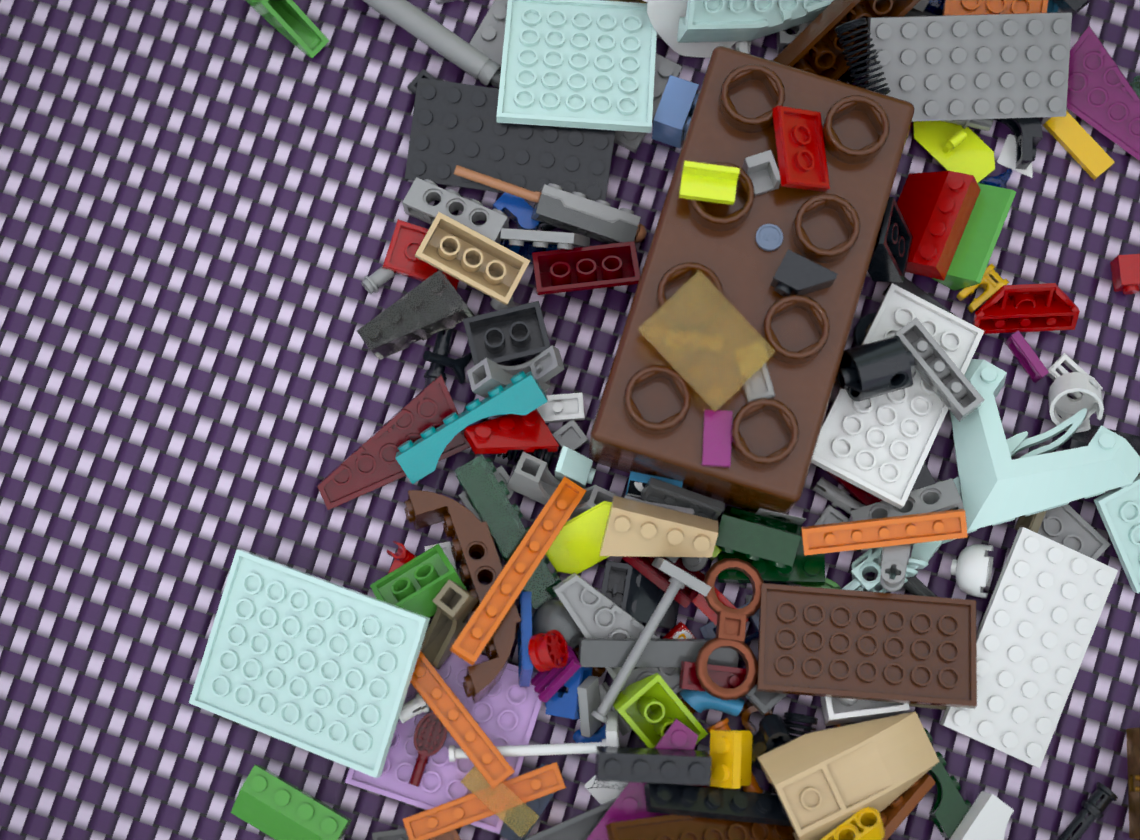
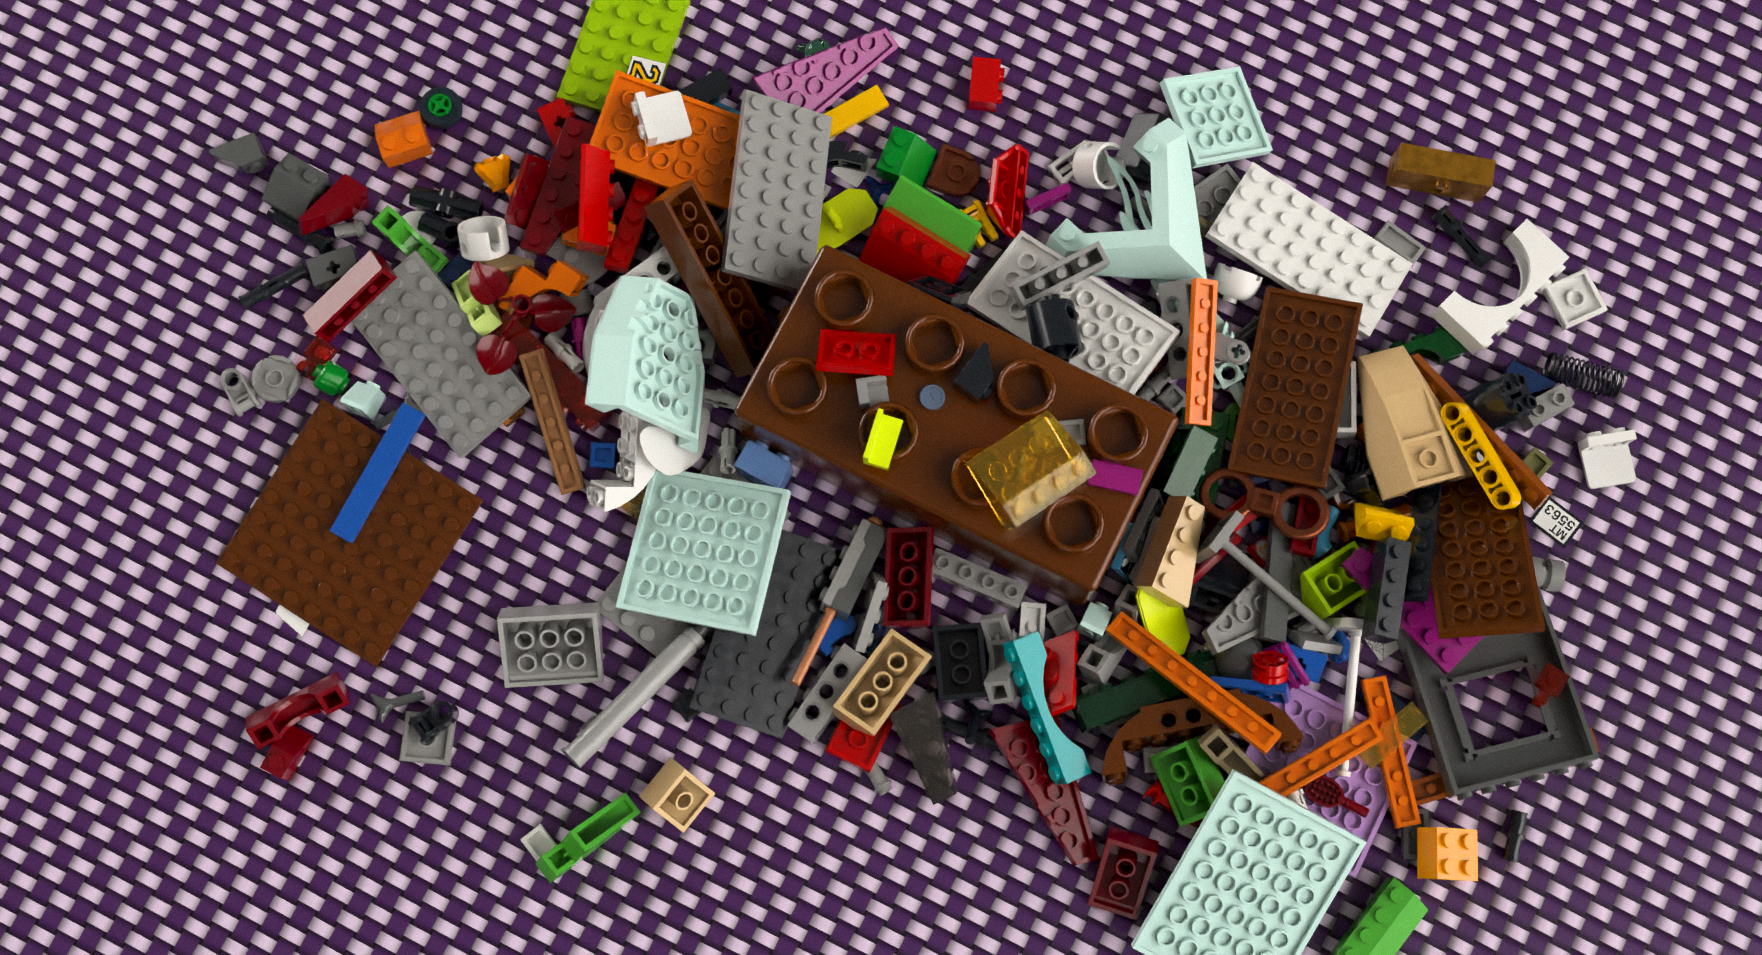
camera: 80 degrees left, 0 degrees up
(318, 536) = (1123, 872): none -> dark red slope
(333, 87) = (676, 795): none -> tan slope
(597, 343) = (977, 580): none -> light grey brick
(688, 74) = (728, 450): none -> white axle
(847, 27) = (729, 278): black piece -> none
(1035, 257) = (954, 172): none -> copper tile
(1038, 203) = (906, 156): none -> green slope
(1061, 751) = (1400, 242): none -> light grey tile

